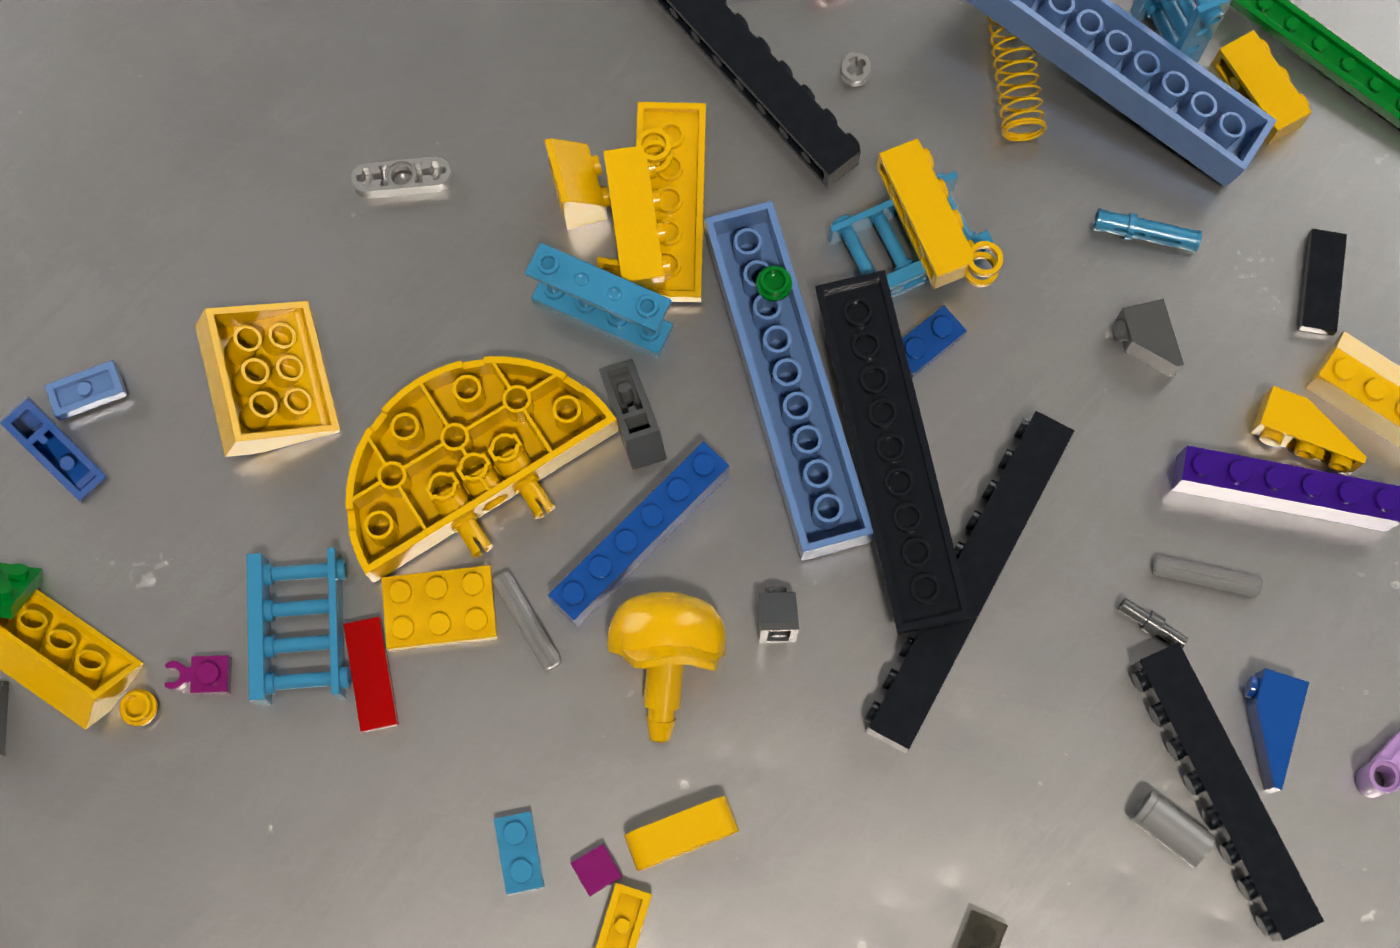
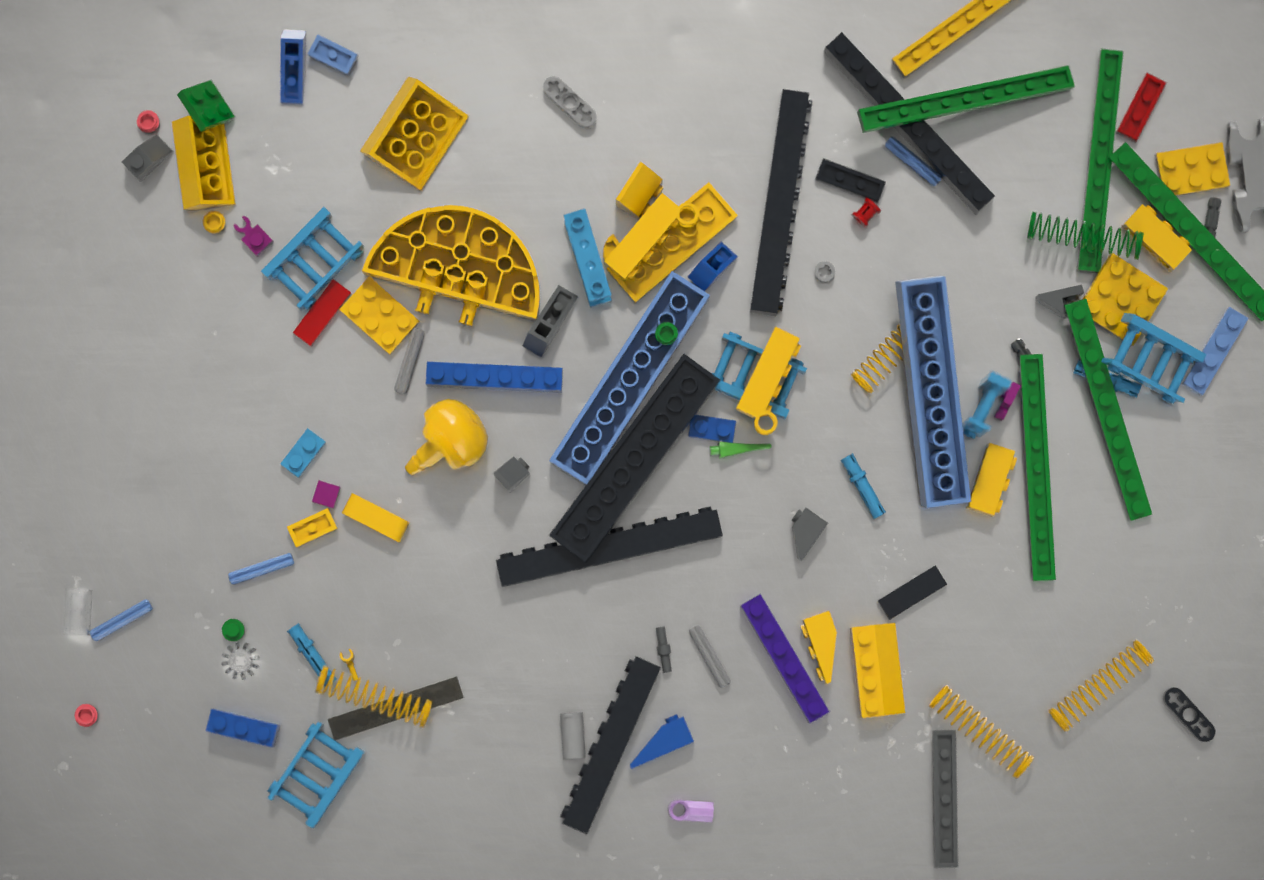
camera: 45 degrees right, 10 degrees up
(738, 178) = (712, 266): none -> blue slope
(969, 342) = (727, 449): none -> bright green piece

